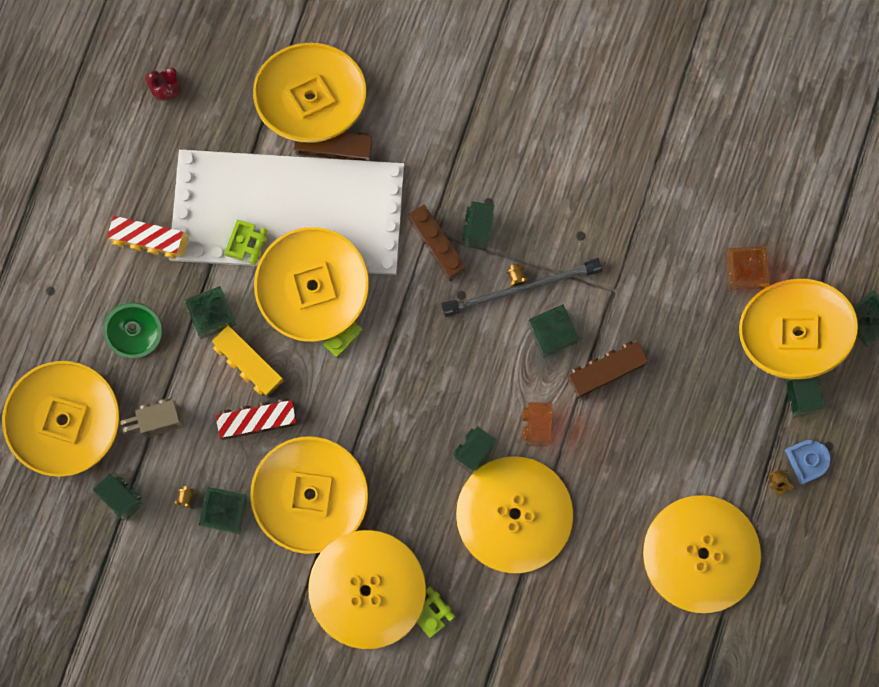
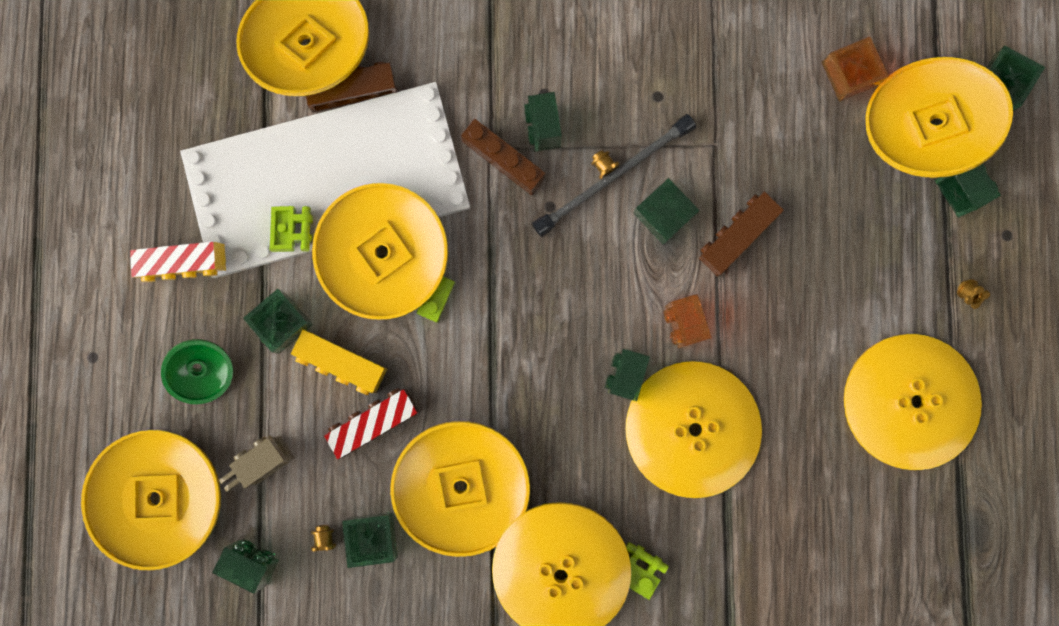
camera: 15 degrees left, 5 degrees up
(163, 85) = (136, 85): dark red hair -> none
(809, 460) = (992, 258): medium blue tile -> none

